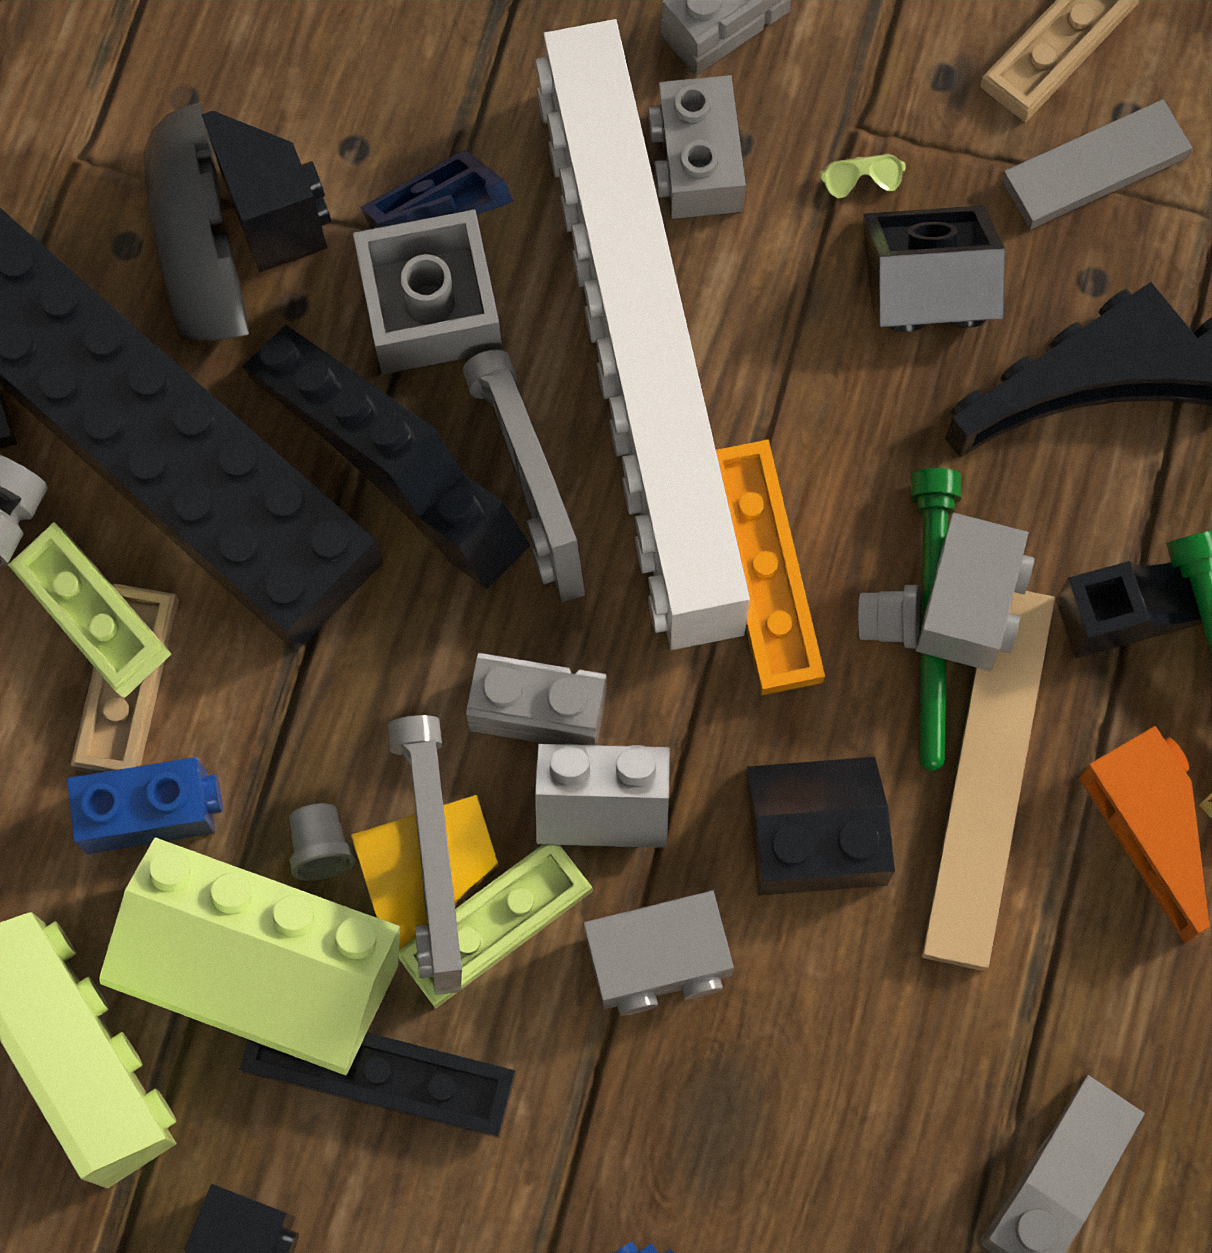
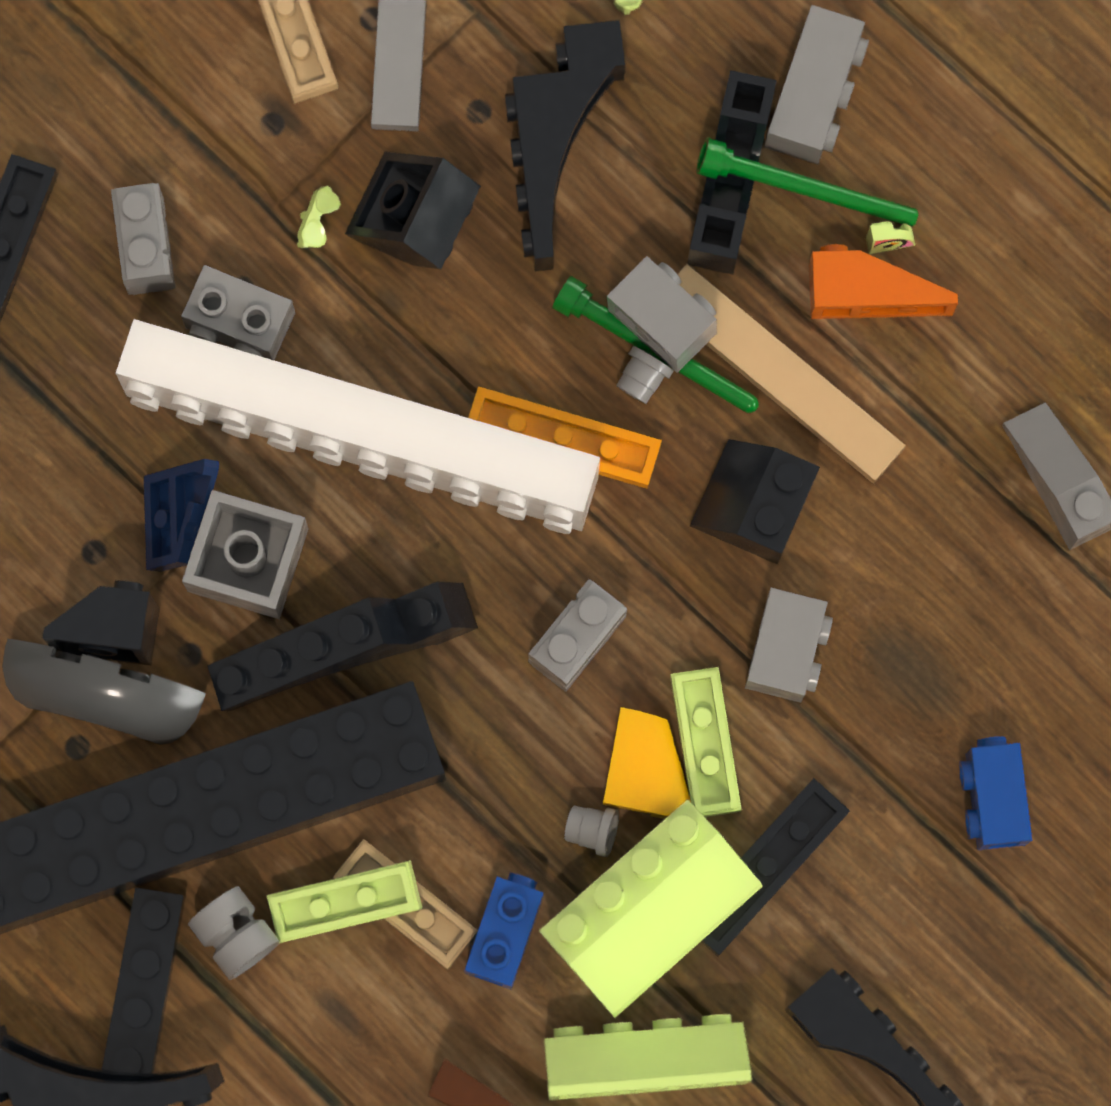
camera: 65 degrees left, 5 degrees up
(438, 941) = (710, 774): light grey plate -> none
(555, 549) = (479, 563): light grey plate -> none
(602, 795) = (665, 625): light grey brick -> none

